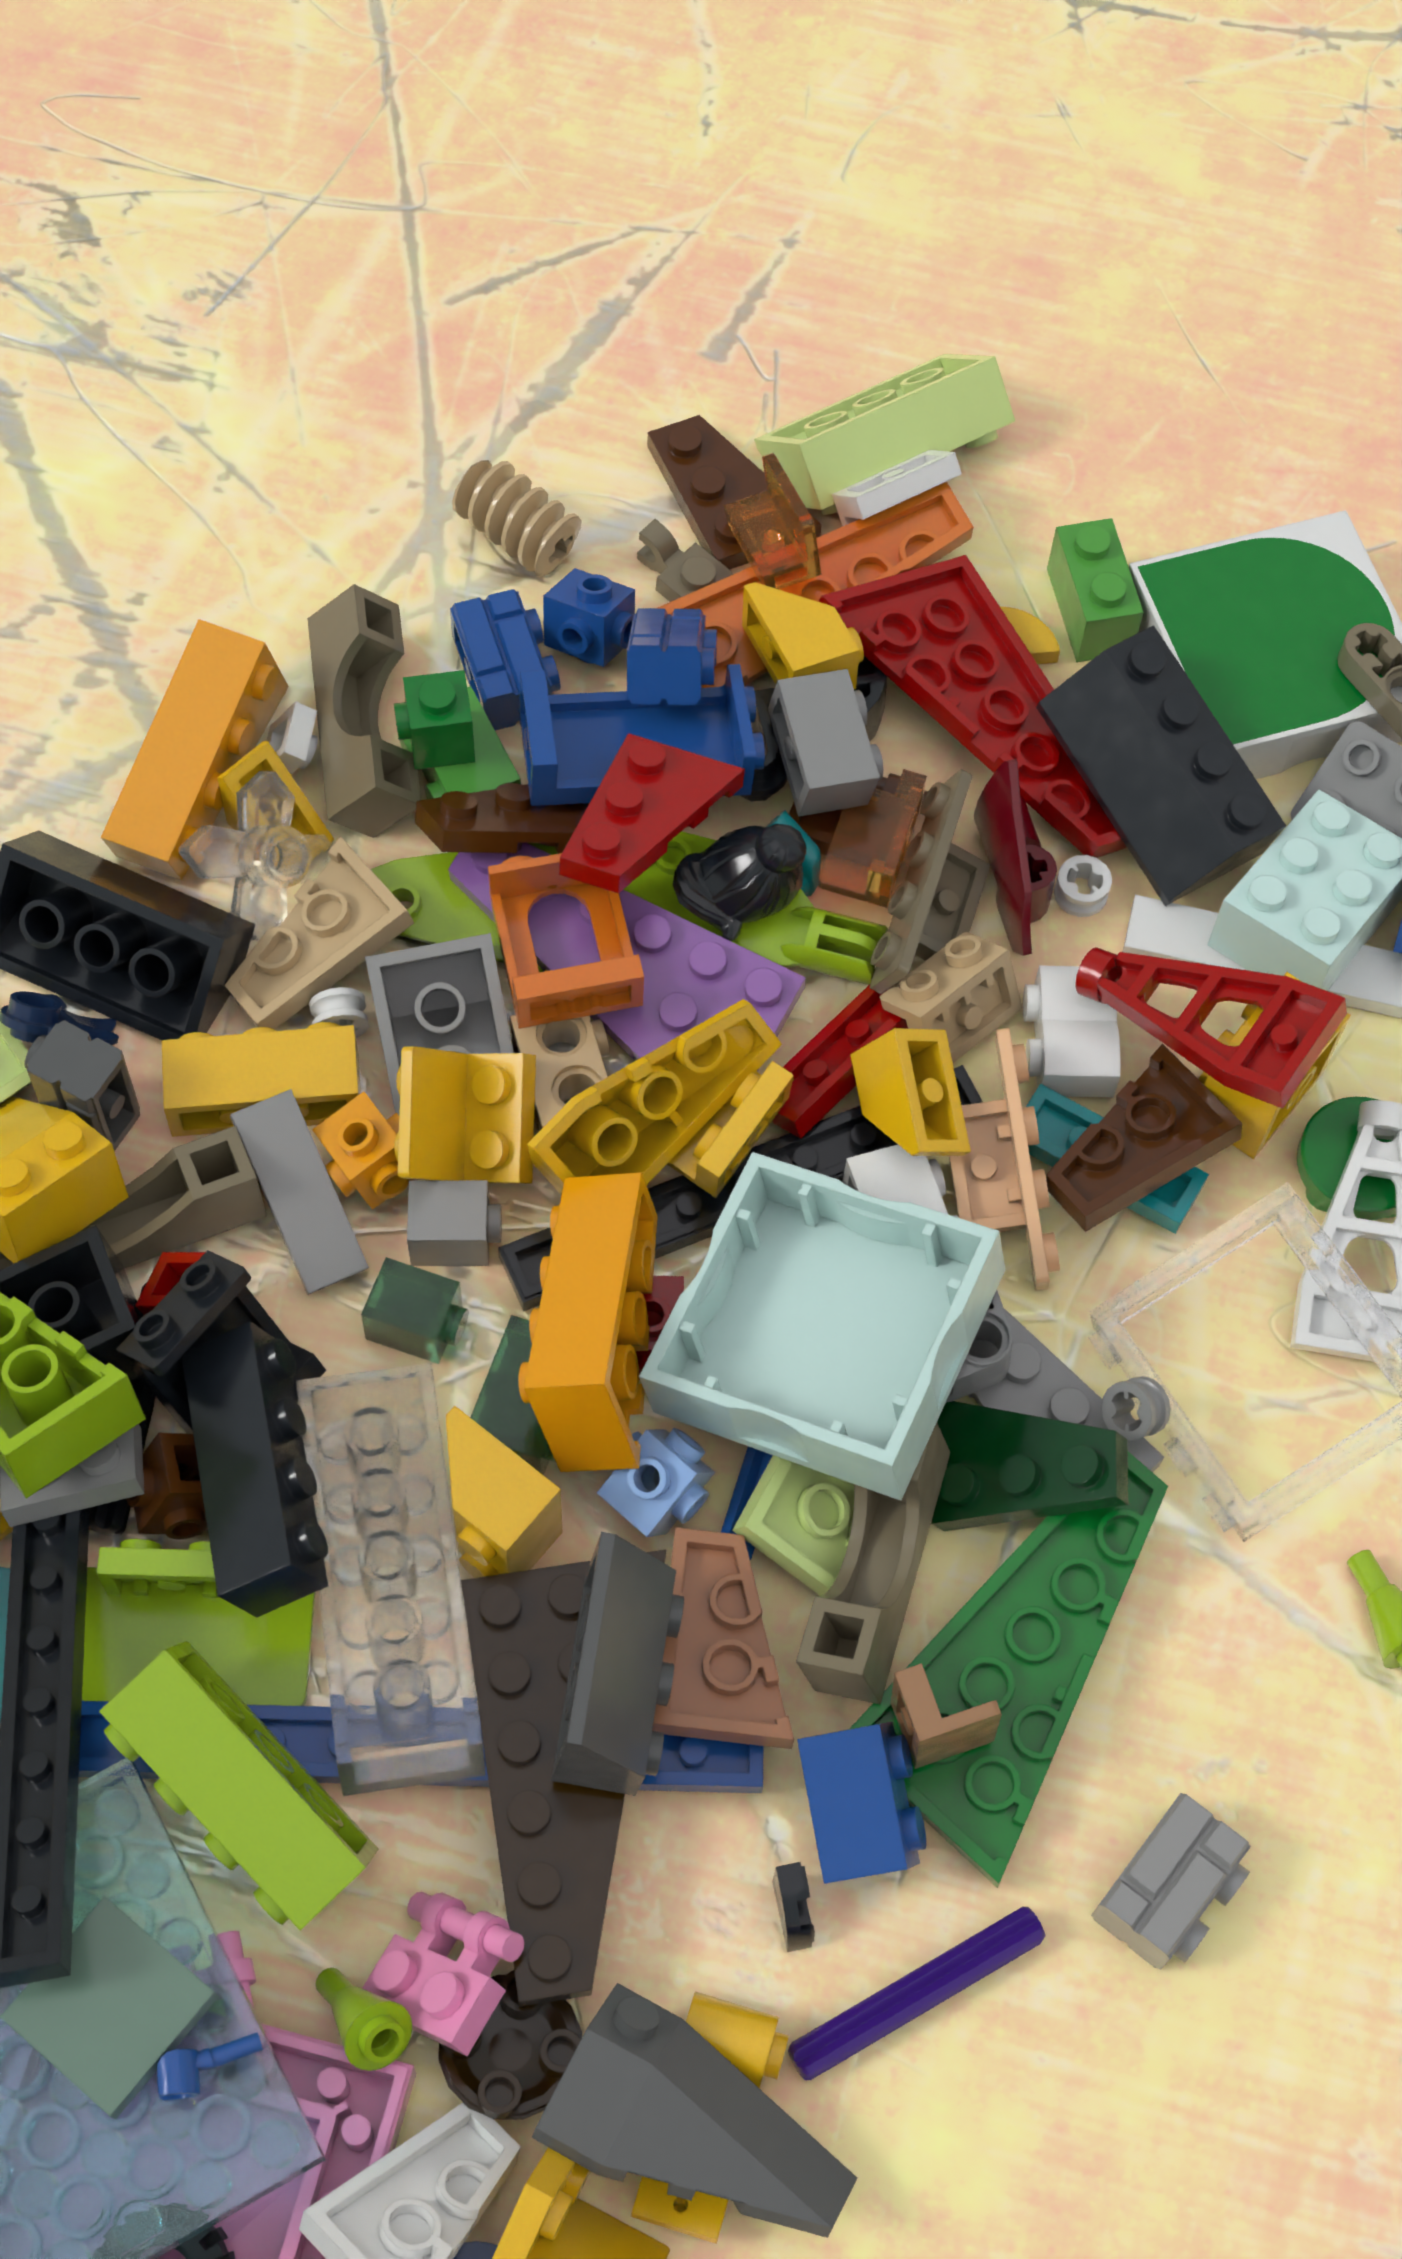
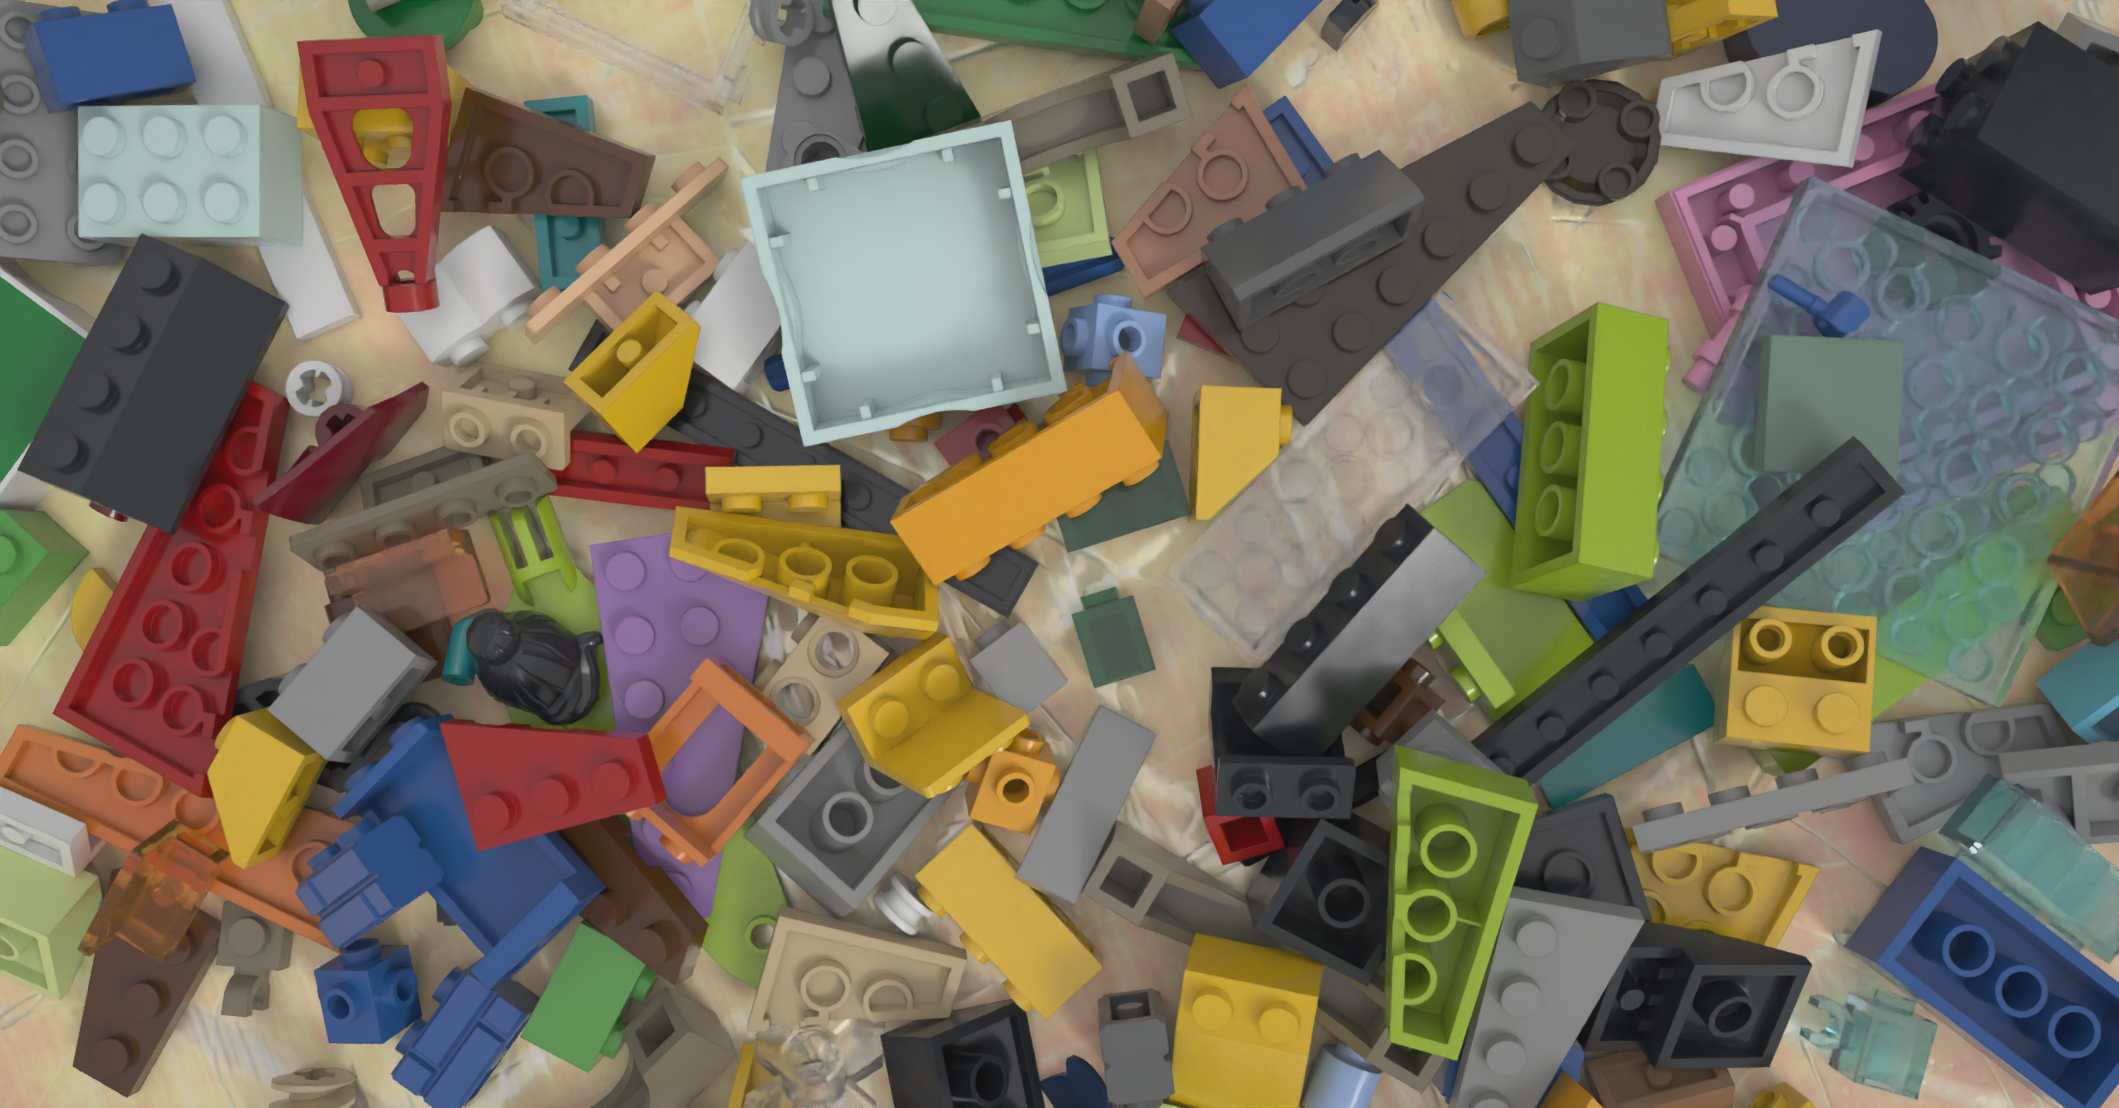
camera: 125 degrees left, 25 degrees up
(369, 2025) = (1671, 239): lime cone -> none
(436, 719) = (584, 1031): green brick -> none
(446, 1996) = (1611, 218): bright pink plate -> none

